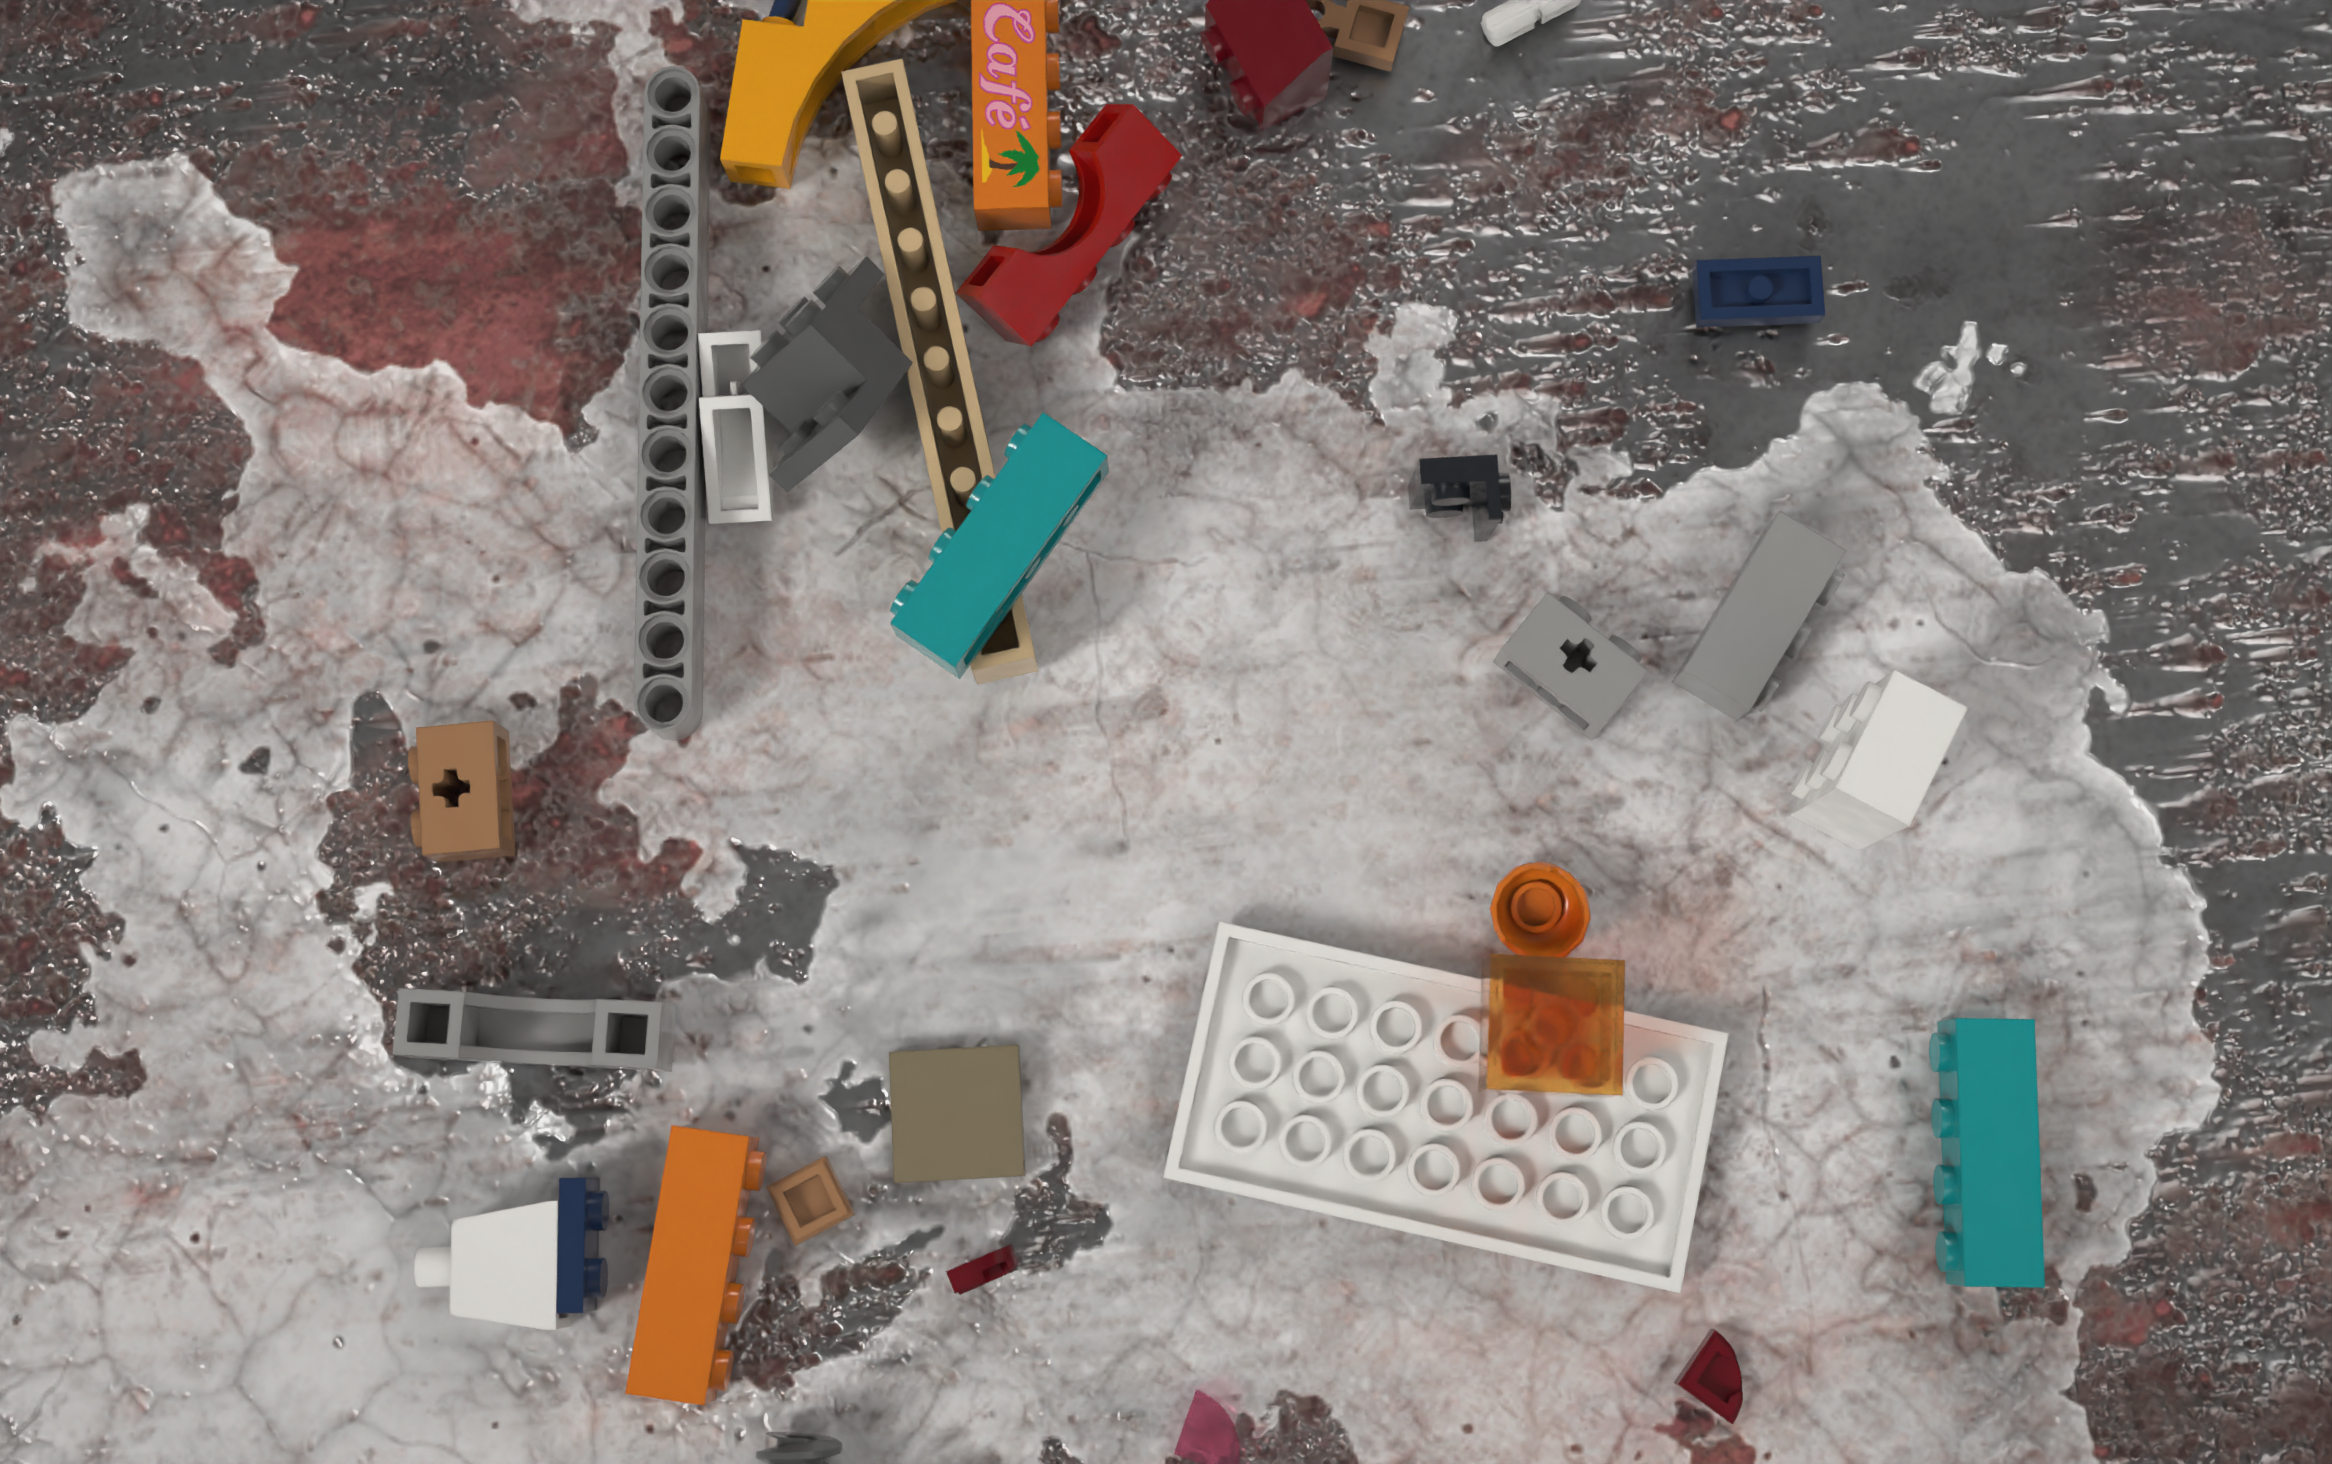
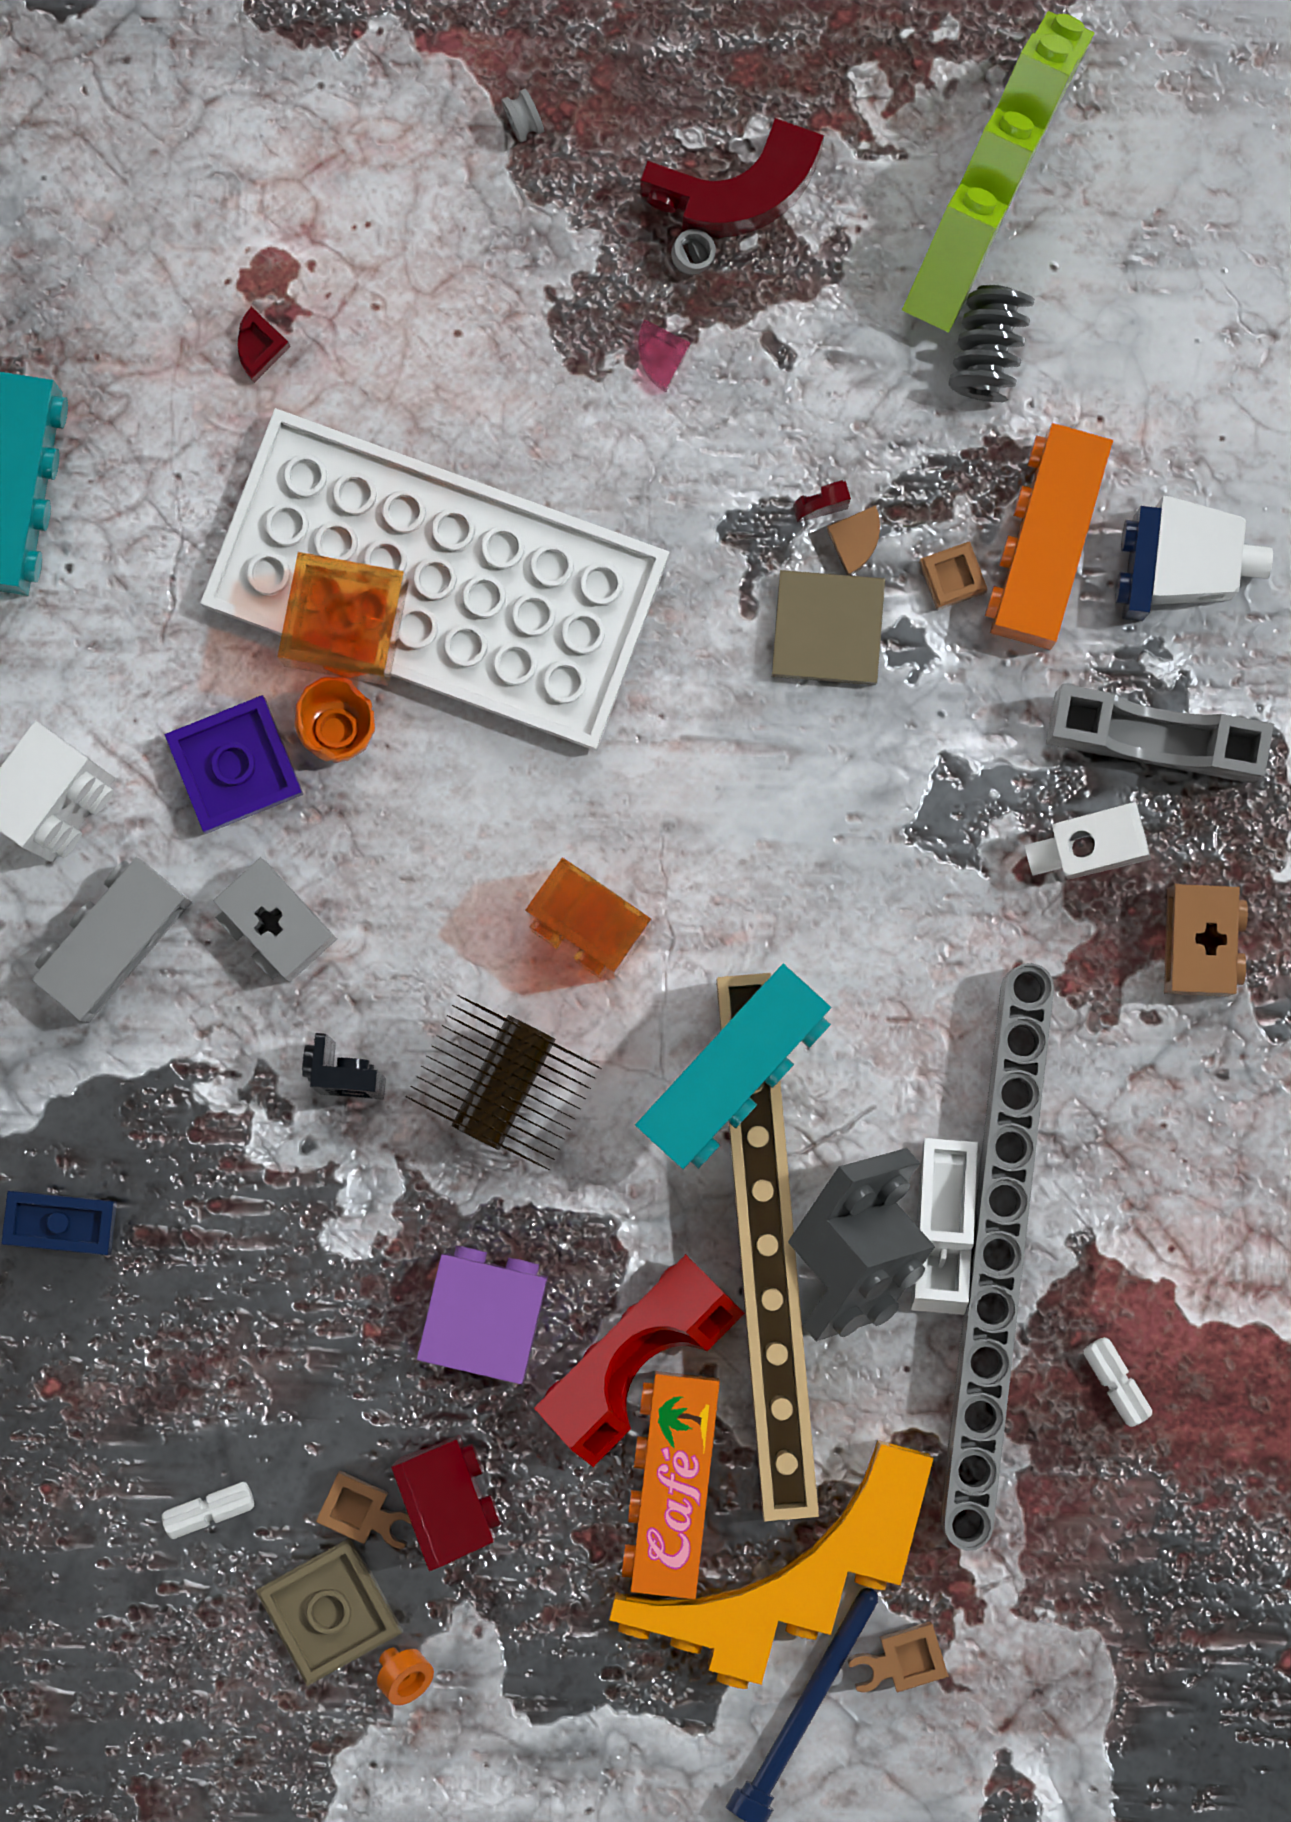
camera: 170 degrees left, 5 degrees up
(521, 282) = (1112, 1373): none -> white piece
(575, 889) = (1117, 840): none -> white torso
(935, 1229) = (856, 539): none -> medium nougat tile
(1198, 706) = (588, 919): none -> clear orange brick
(1255, 252) = (483, 1315): none -> medium lavender piece
(1270, 499) = (503, 1081): none -> dark brown piece
(1651, 845) = (234, 764): none -> dark purple plate

